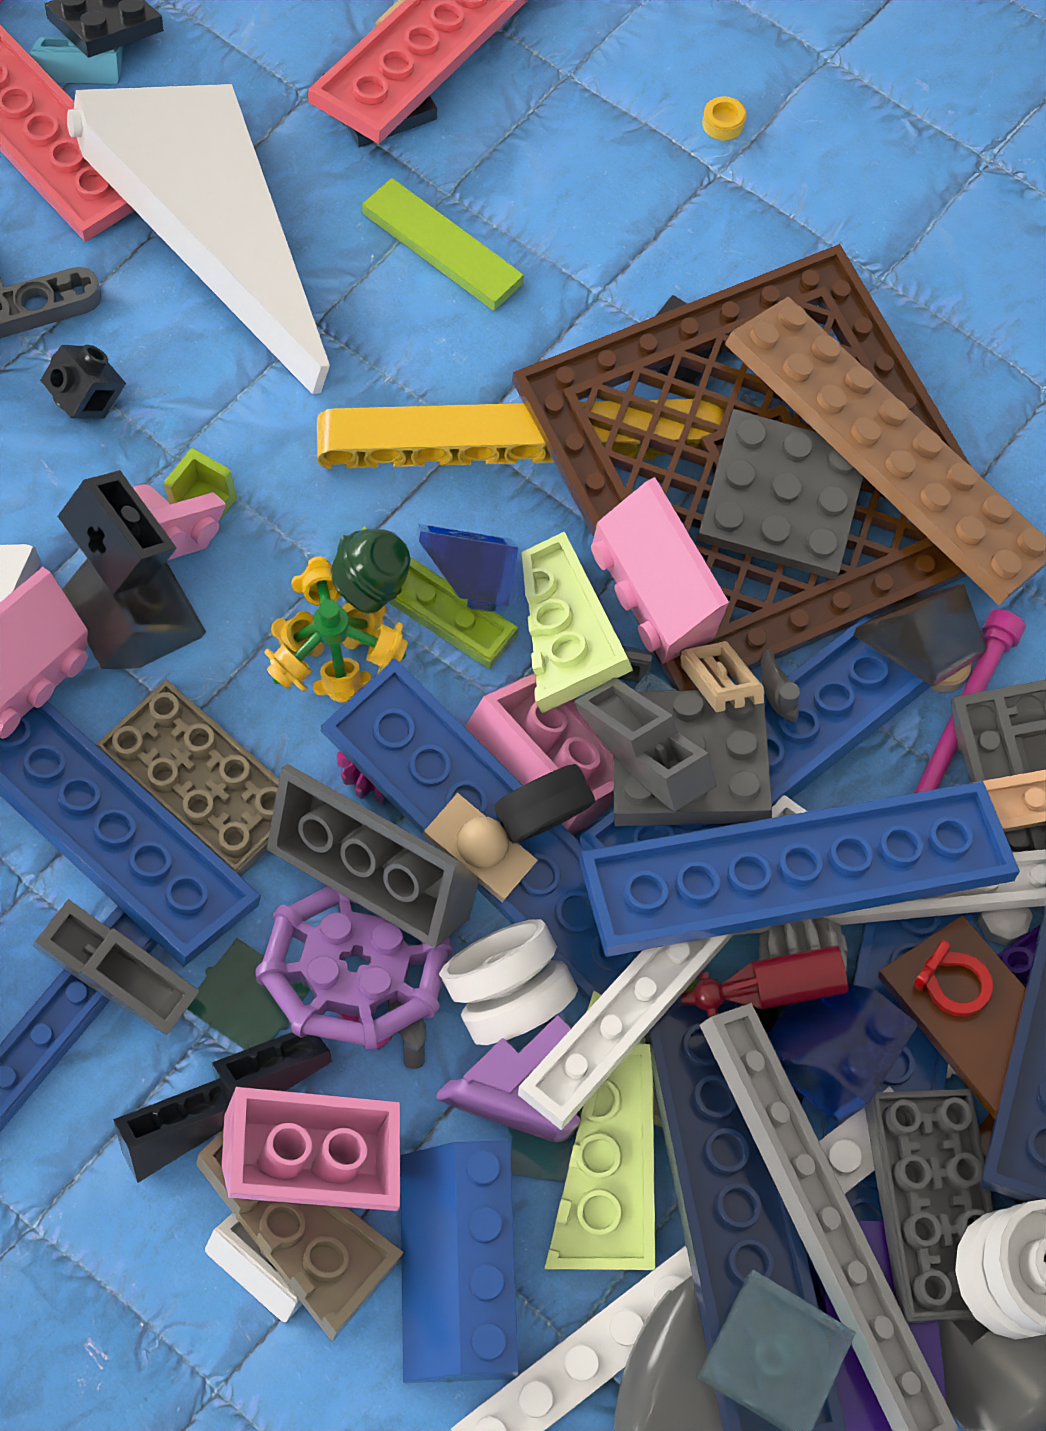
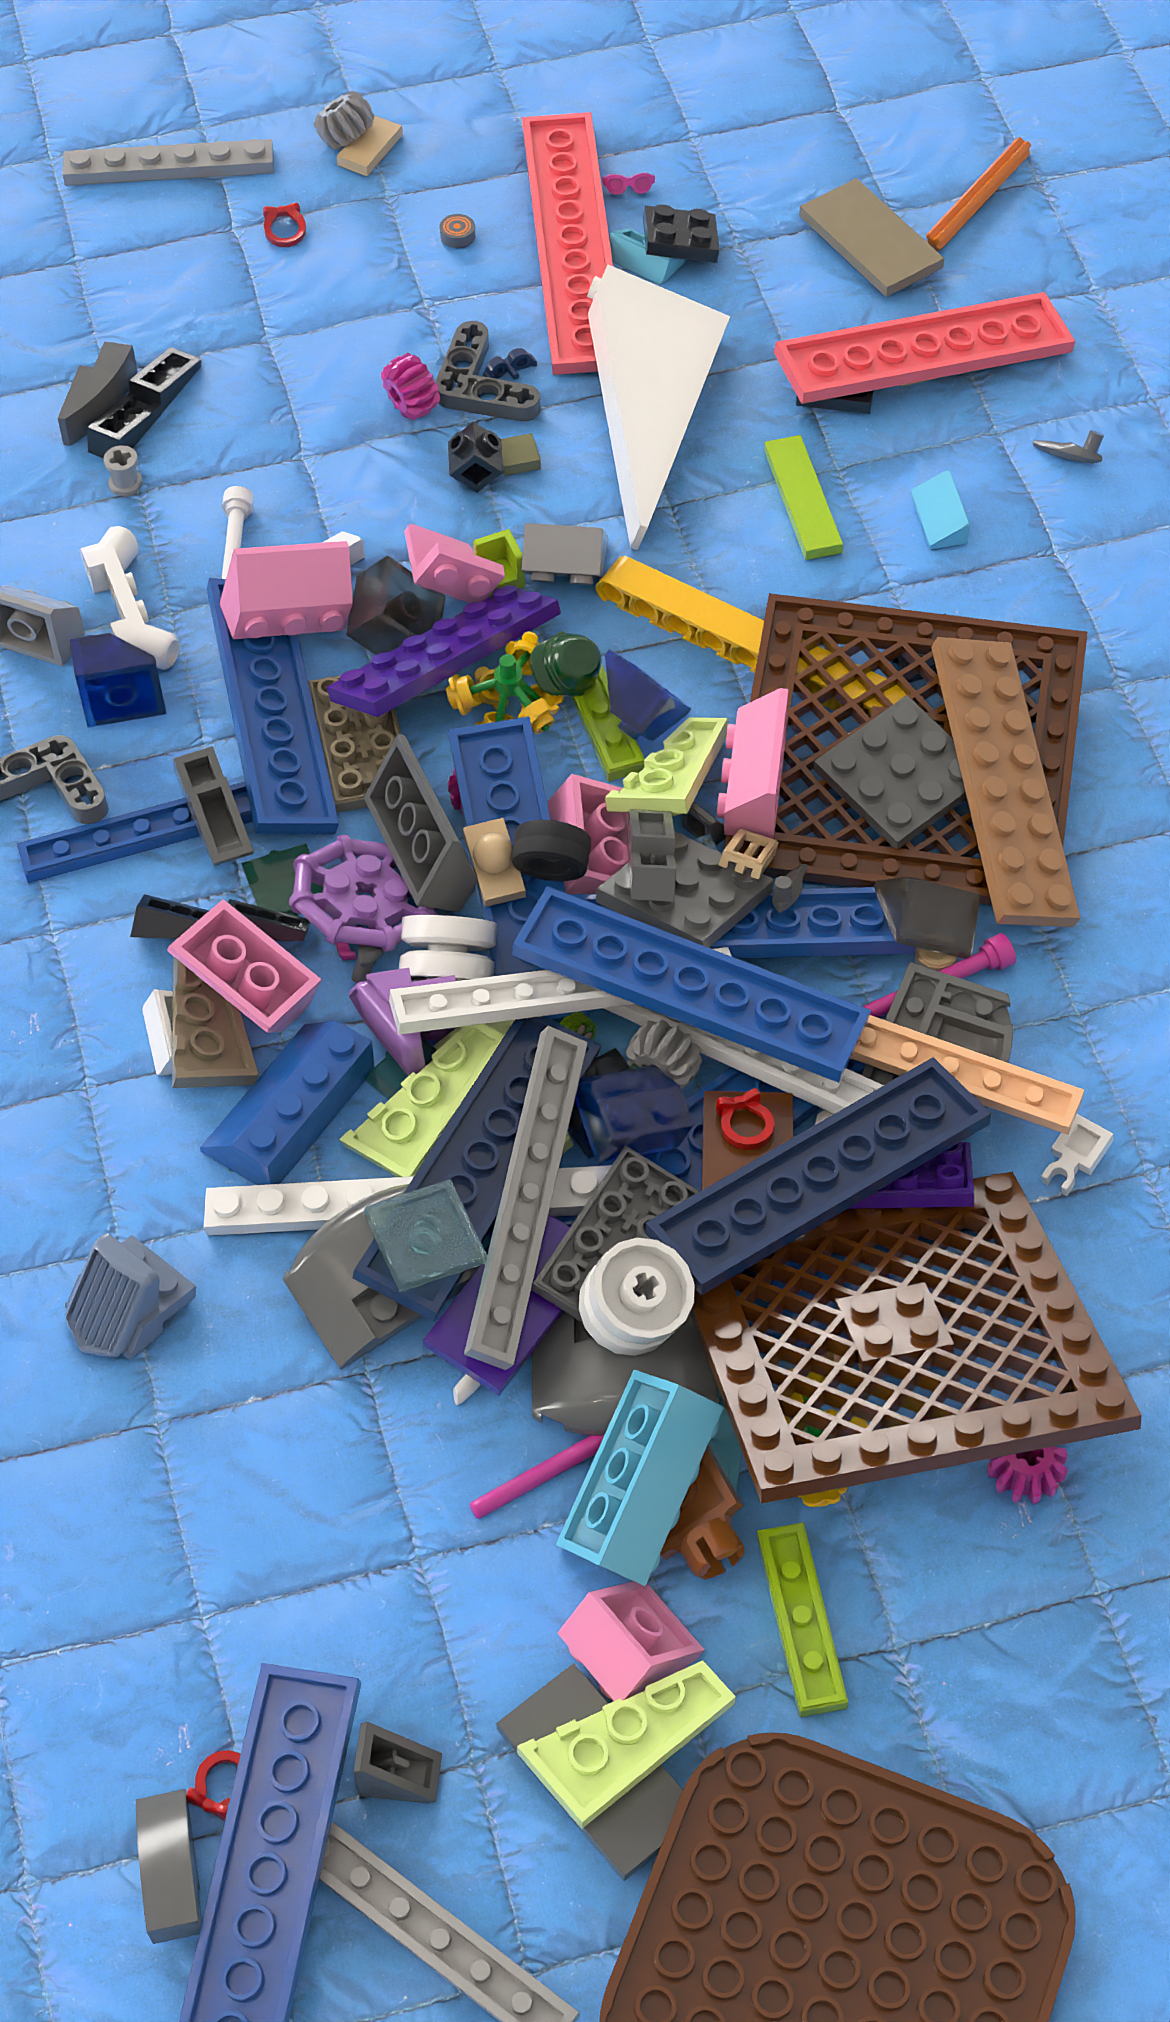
camera: 40 degrees right, 10 degrees down
(34, 246) = (516, 360): none -> dark blue piece
(116, 531) = (409, 545): black brick -> none
(123, 349) = (520, 454): none -> olive tile
(226, 632) = (443, 650): none -> dark purple plate
(263, 440) = (564, 552): none -> light grey slope
(587, 187) = (941, 511): none -> medium azure slope
(656, 59) = (1072, 451): none -> dark grey bar
(724, 118) = (1091, 516): yellow tile -> none
(775, 981) = (621, 1044): dark red wheel -> none

